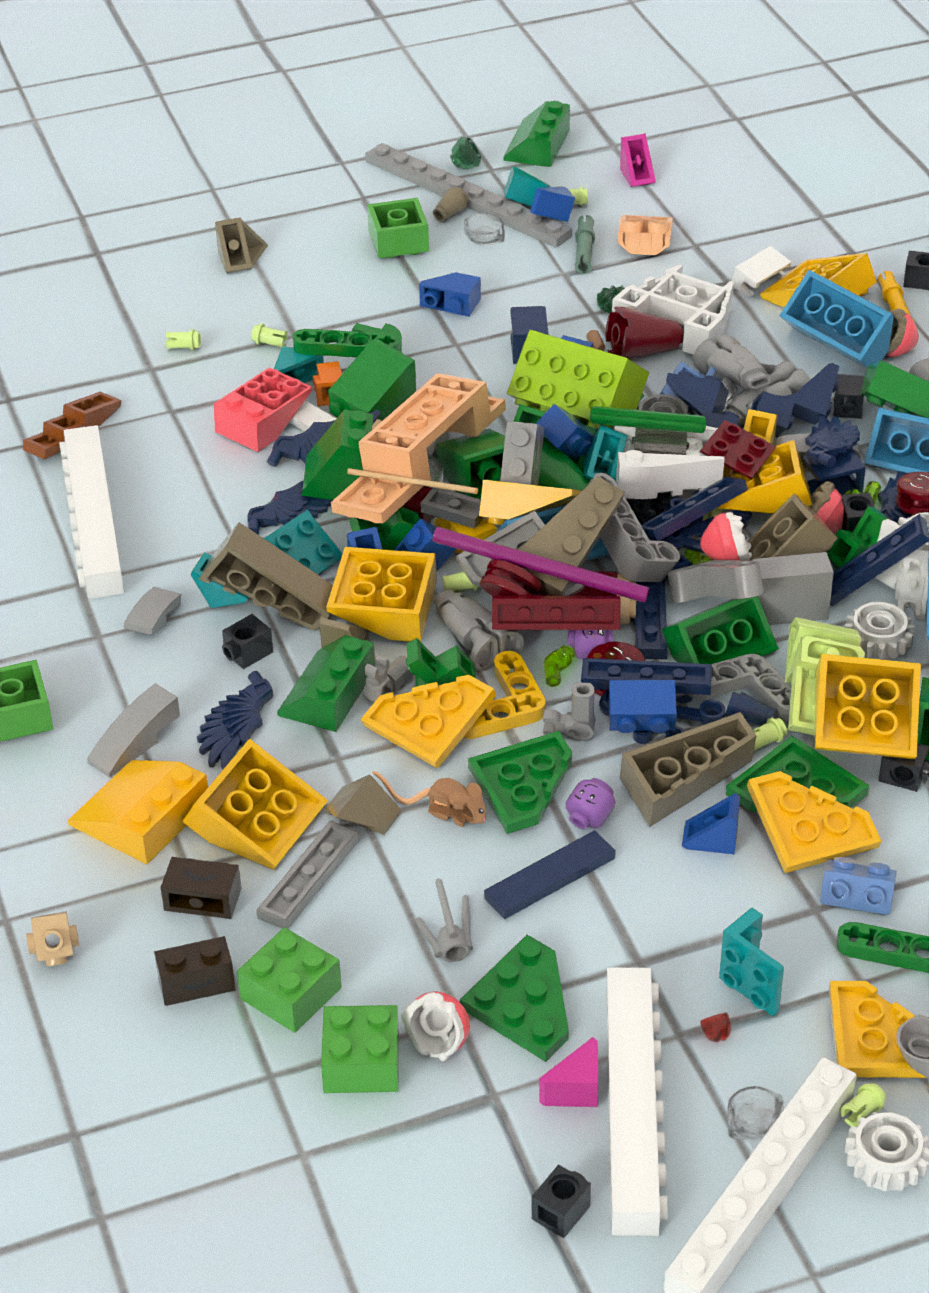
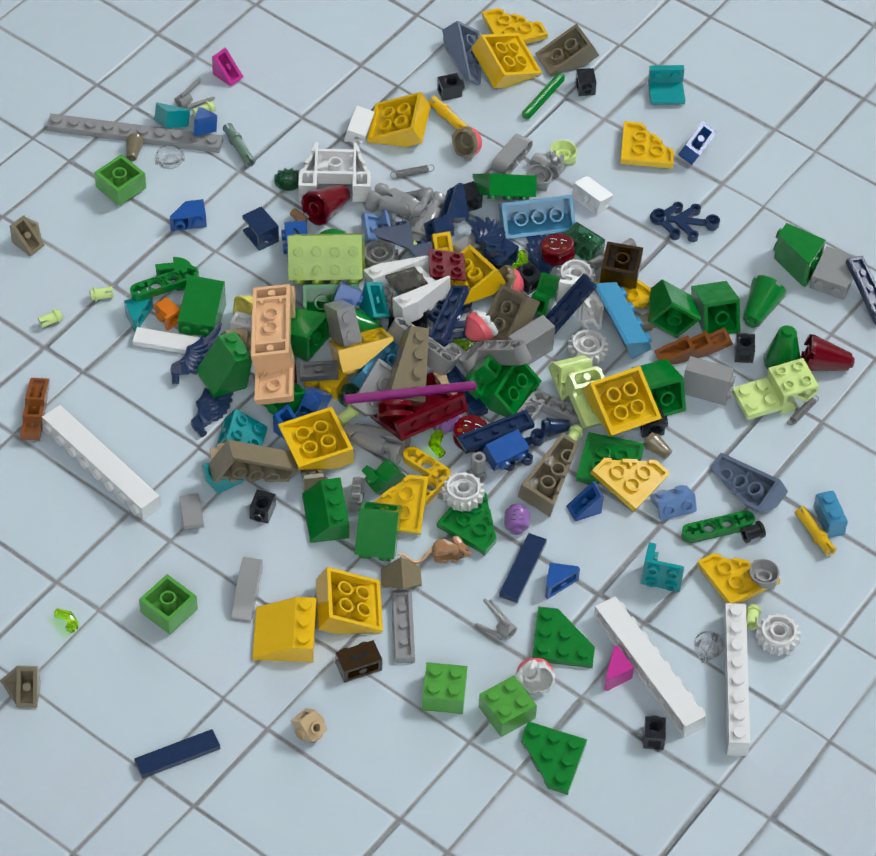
camera: 35 degrees left, 10 degrees up
(194, 970) = (394, 707): dark brown brick -> none
(234, 721) = (292, 558): dark blue animal -> none
(260, 408) = (144, 349): coral slope -> none
(369, 728) = (378, 530): none -> green slope
(379, 1158) = (554, 755): none -> green plate
(413, 481) = (292, 367): tan piece -> none
(465, 153) = (113, 102): clear green cone -> none
(532, 731) = (463, 491): none -> white gear
(540, 135) = (146, 68): green slope -> none
(557, 177) = (184, 99): none -> light grey plant
(589, 910) = (560, 577): none -> blue slope
(645, 234) = (270, 121): light nougat slope -> none
(647, 419) = (390, 268): green axle -> none
(683, 601) = (483, 373): none -> green brick
(716, 1027) = (660, 610): clear red hinge -> none
(793, 345) = (412, 171): none -> light grey piece
(839, 319) = (435, 146): dark azure slope -> none
(889, 796) = (657, 445): none -> dark tan cone

